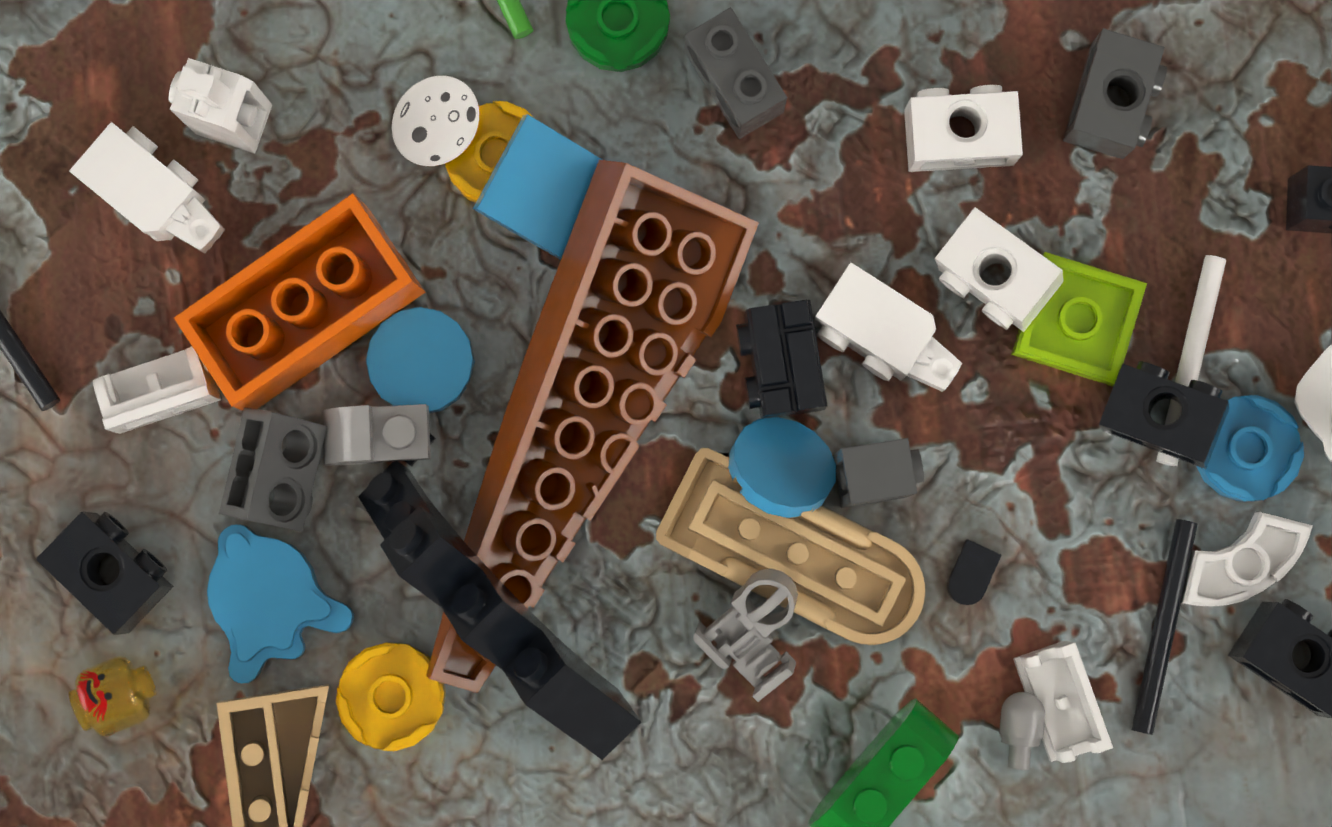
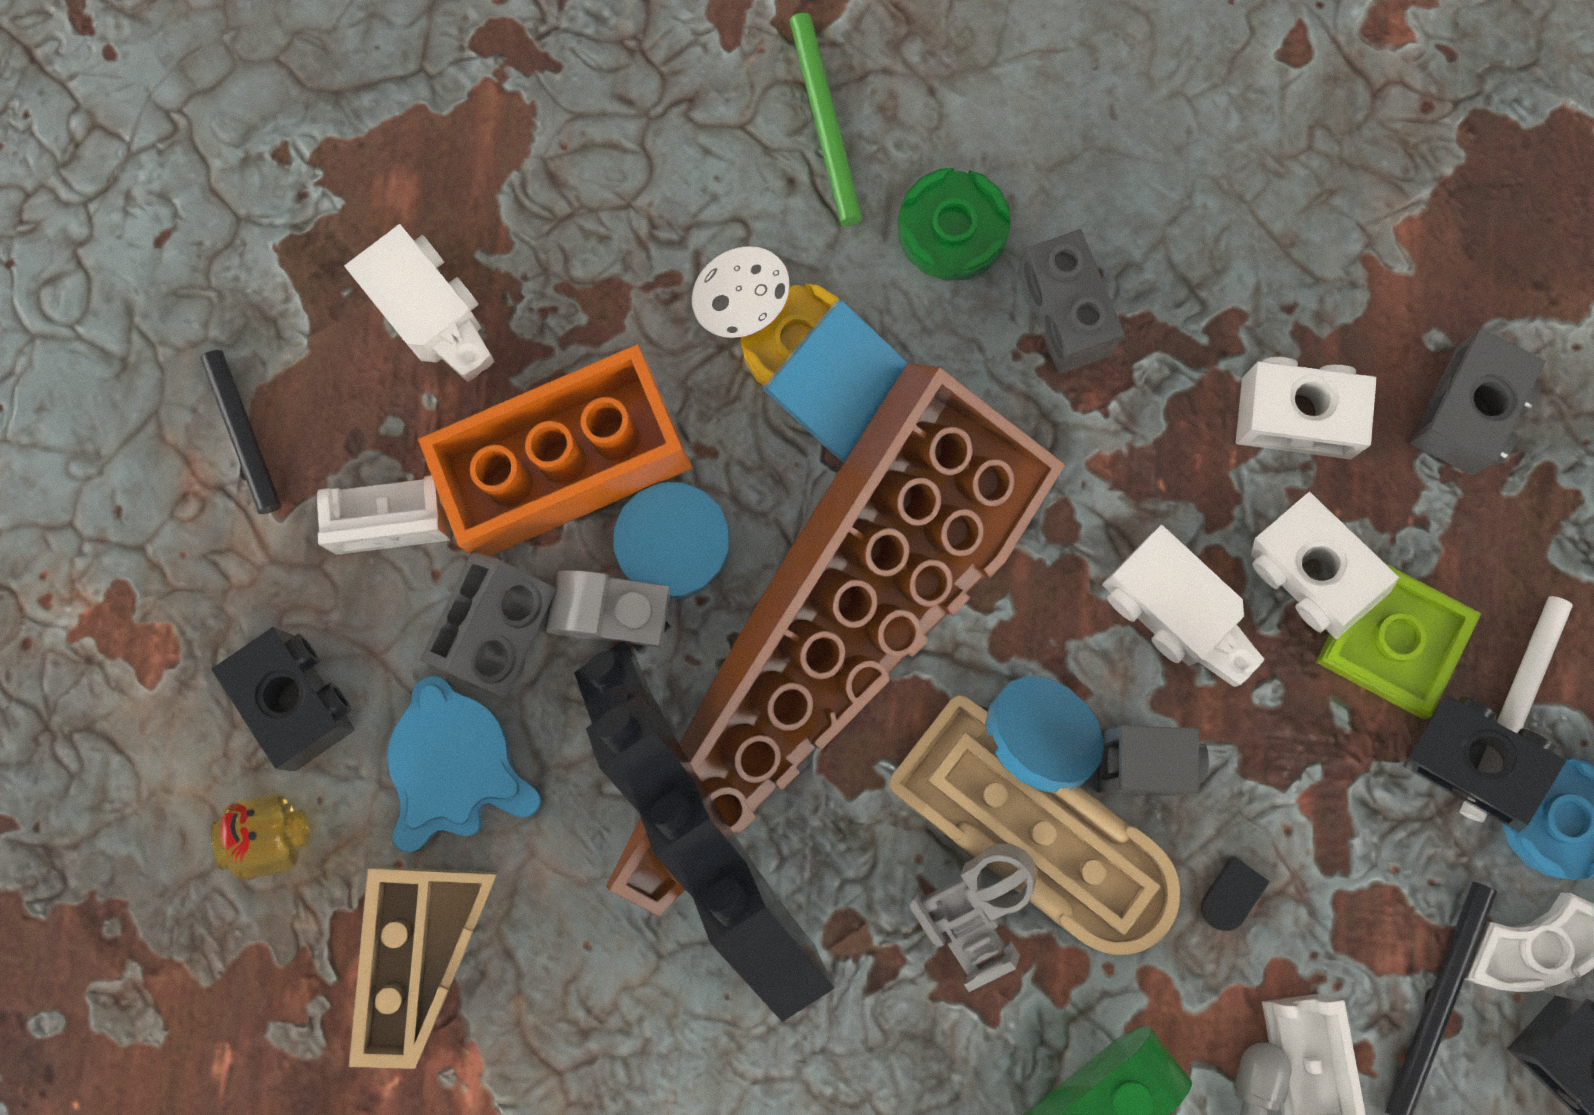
camera: 15 degrees right, 5 degrees down
(219, 105) = (517, 227): white hinge -> none
(388, 697) = (560, 900): yellow tile -> none
(783, 359) = (1065, 616): black brick -> none

